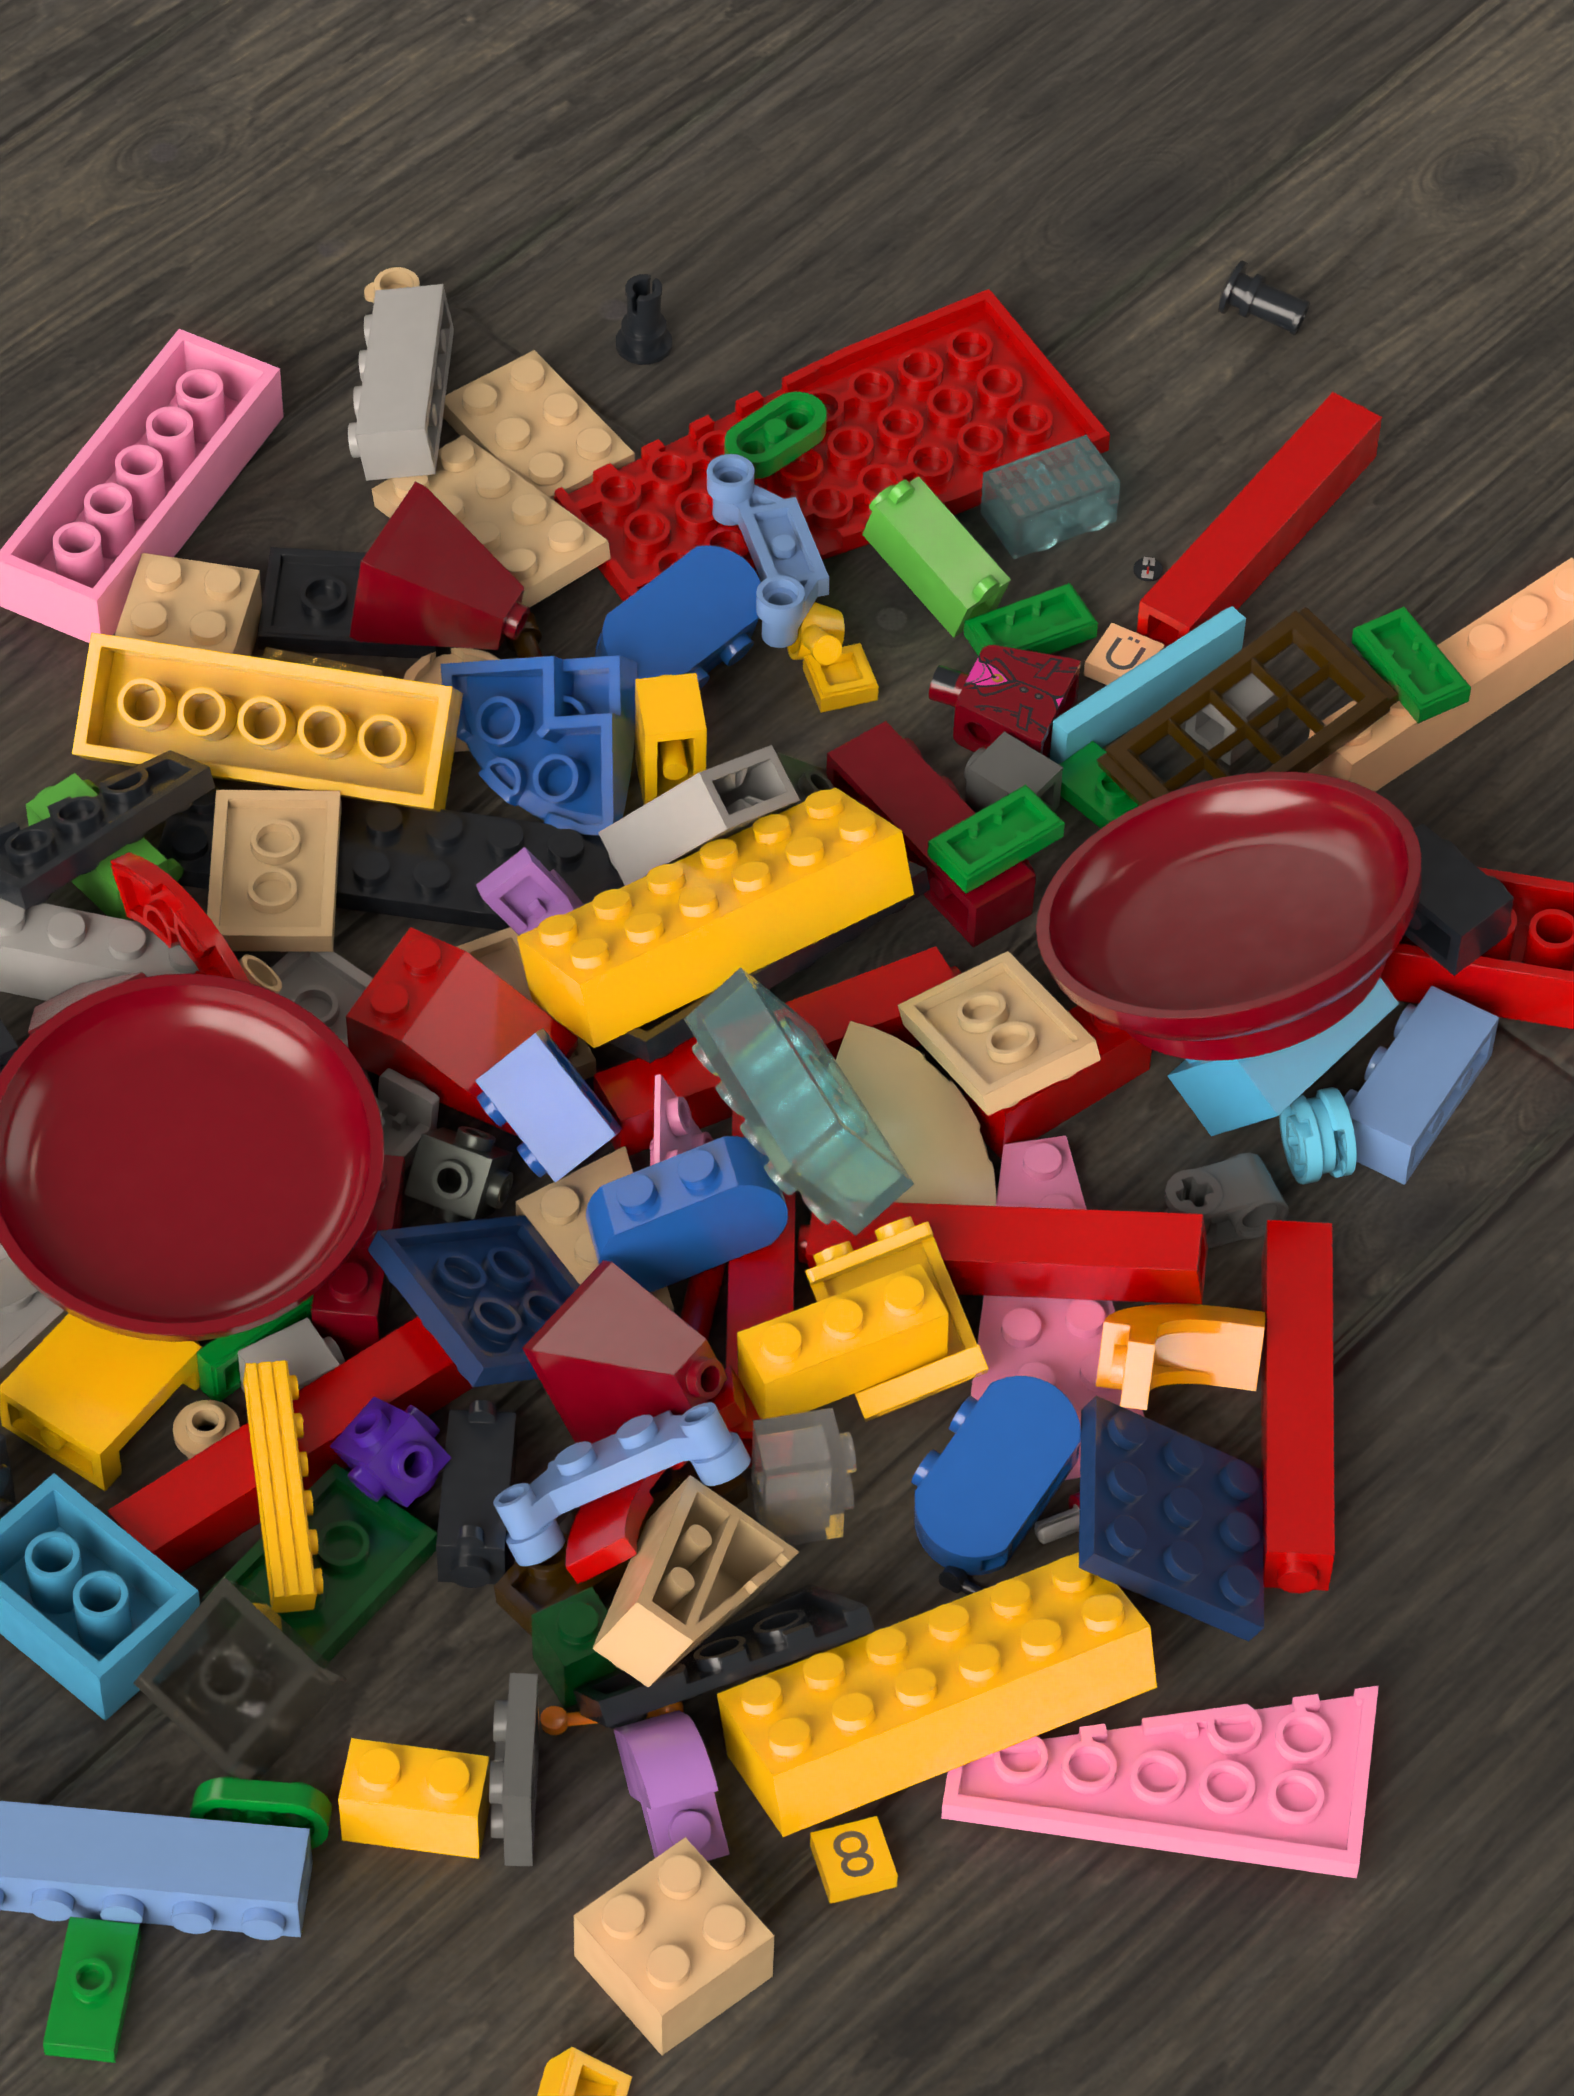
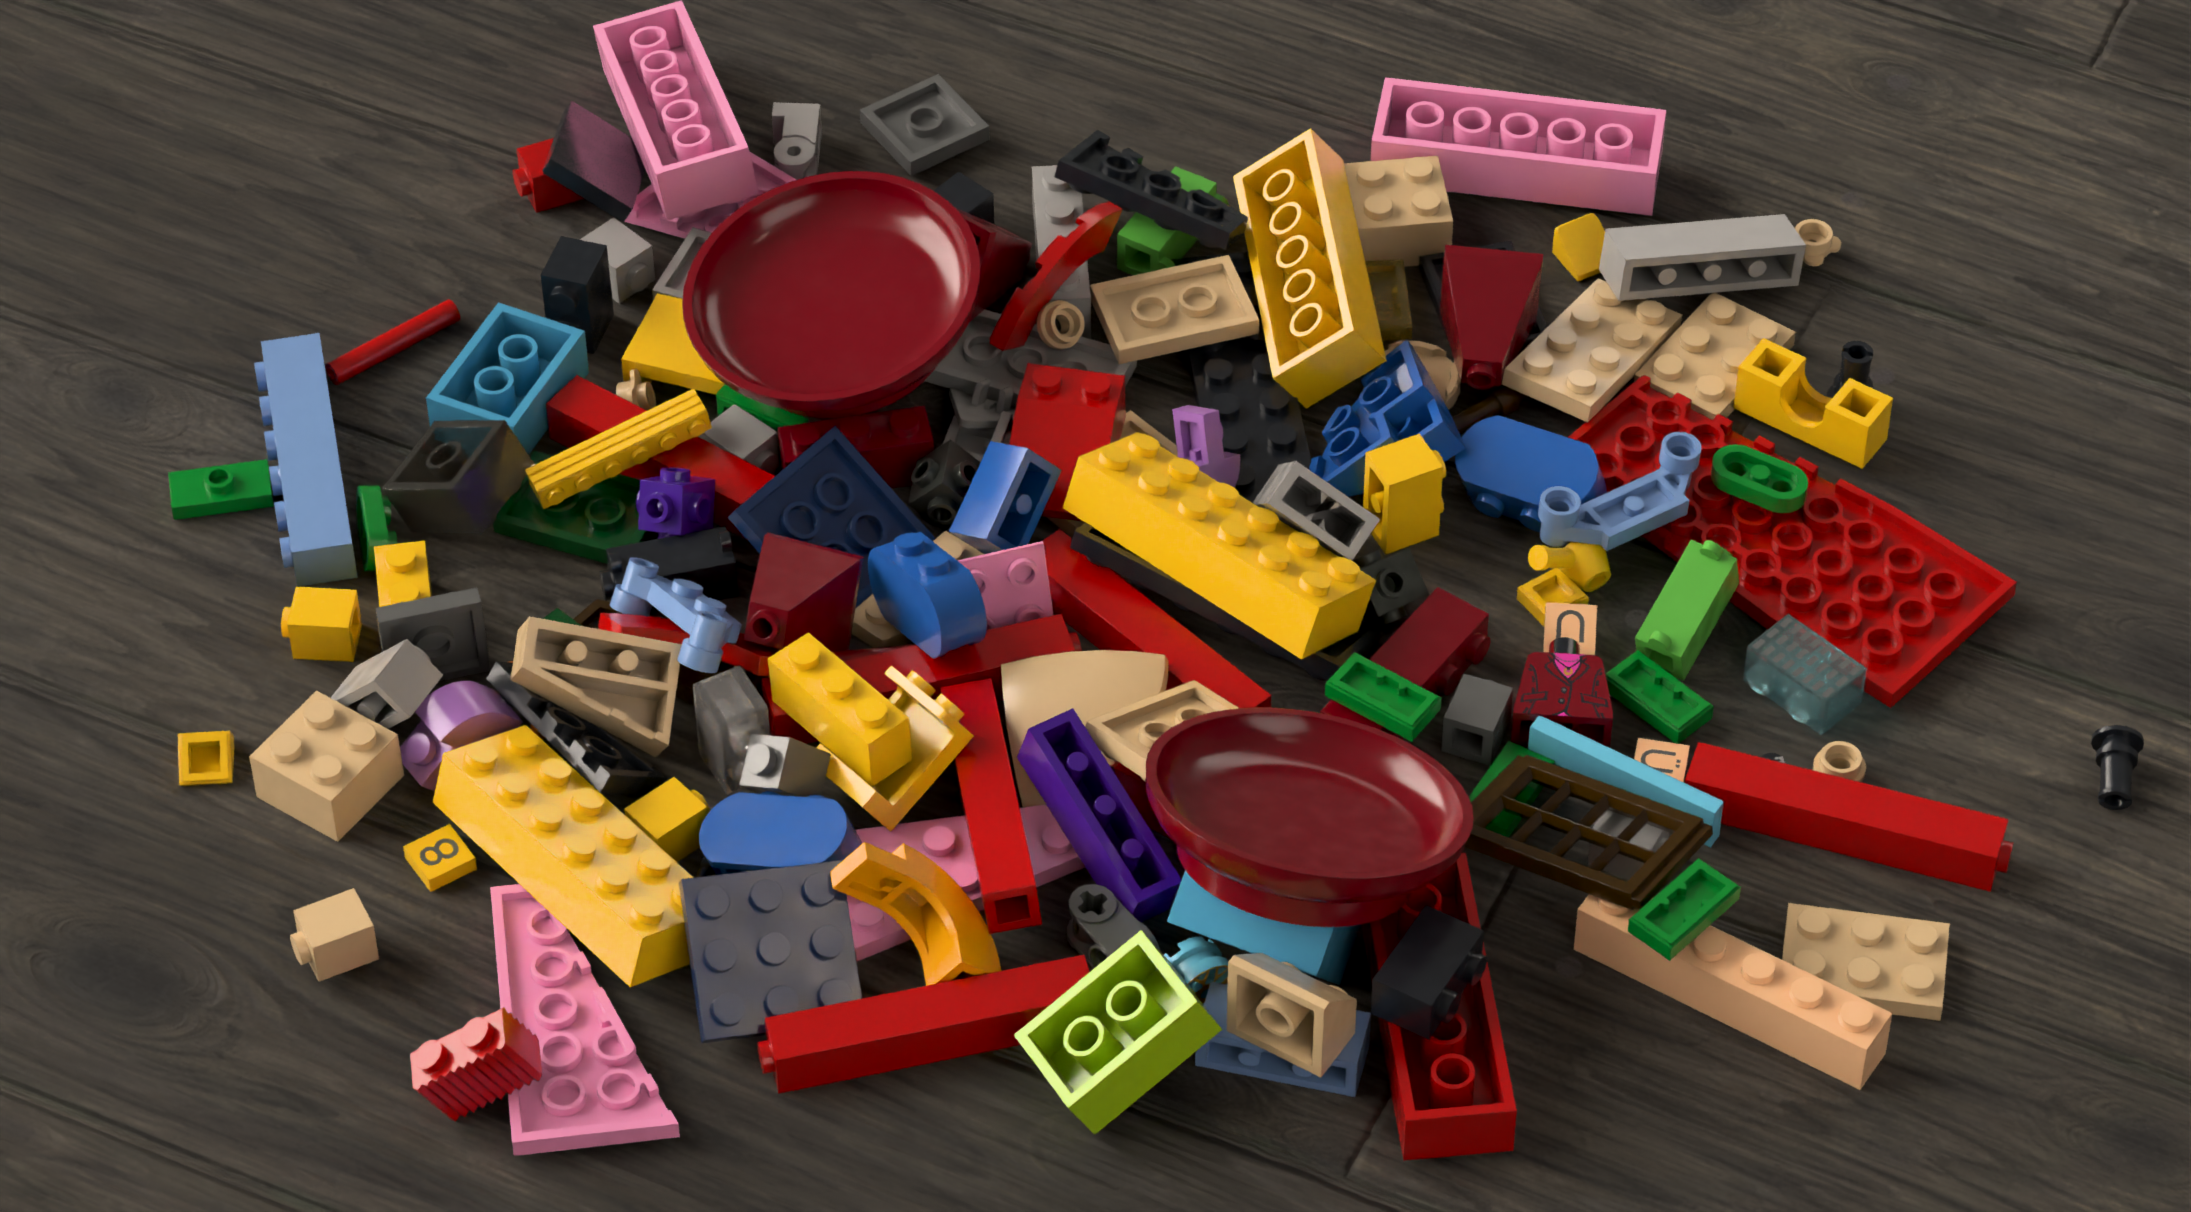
camera: 75 degrees right, 5 degrees down
(144, 1464) = (636, 391): none -> tan plate
(314, 489) = (1580, 245): none -> yellow slope
(413, 1904) = (323, 624): none -> yellow brick
(594, 1836) = (389, 684): none -> light grey brick
(707, 347) = (1776, 392): none -> yellow arch
(796, 1104) = (1029, 611): clear light blue brick -> none
(894, 1435) = (784, 766): none -> dark grey brick
(896, 1582) = (671, 817): none -> yellow brick
(905, 671) = (1571, 621): none -> light nougat tile
(973, 1988) = (334, 935): none -> tan brick
(1082, 1143) = (1098, 815): none -> dark purple brick
(1180, 513) = (1841, 760): none -> tan plate
(1248, 1865) = (476, 1064): none -> red brick
(1405, 1211) = (1117, 1032): none -> lime brick
(1446, 1036) = (1288, 1011): none -> tan slope
(1448, 568) = (1873, 956): none -> tan plate

